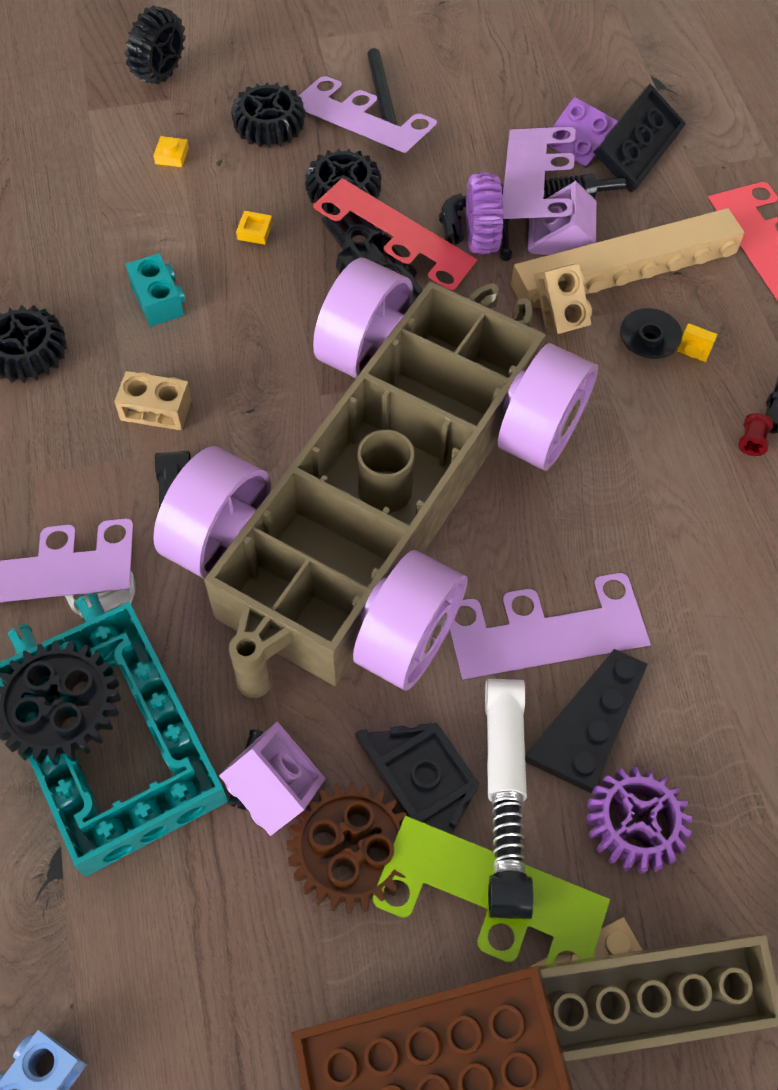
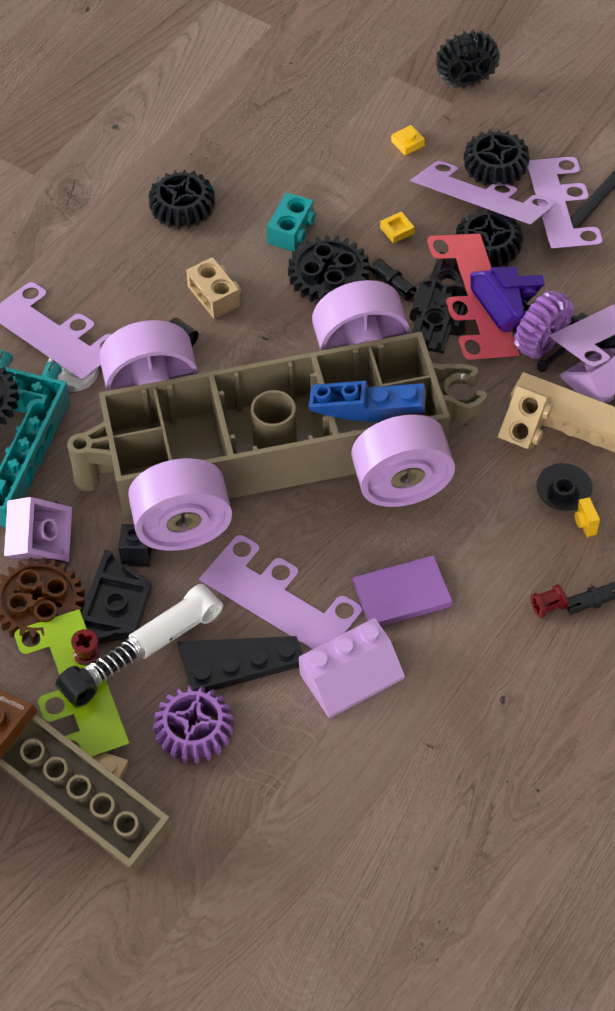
camera: 50 degrees right, 5 degrees down
(220, 313) = (326, 266): none -> black gear
(297, 151) = (486, 198): none -> lavender piece
(303, 273) = (393, 278): none -> black pin
(378, 702) = (131, 549): none -> black brick
(432, 210) = (504, 294): none -> dark purple piece
(477, 374) = (365, 403): none -> blue slope
(481, 846) = (82, 639): none -> dark red bush
(640, 530) = (402, 591): none -> medium lavender tile
(692, 634) = (351, 668): none -> lavender slope

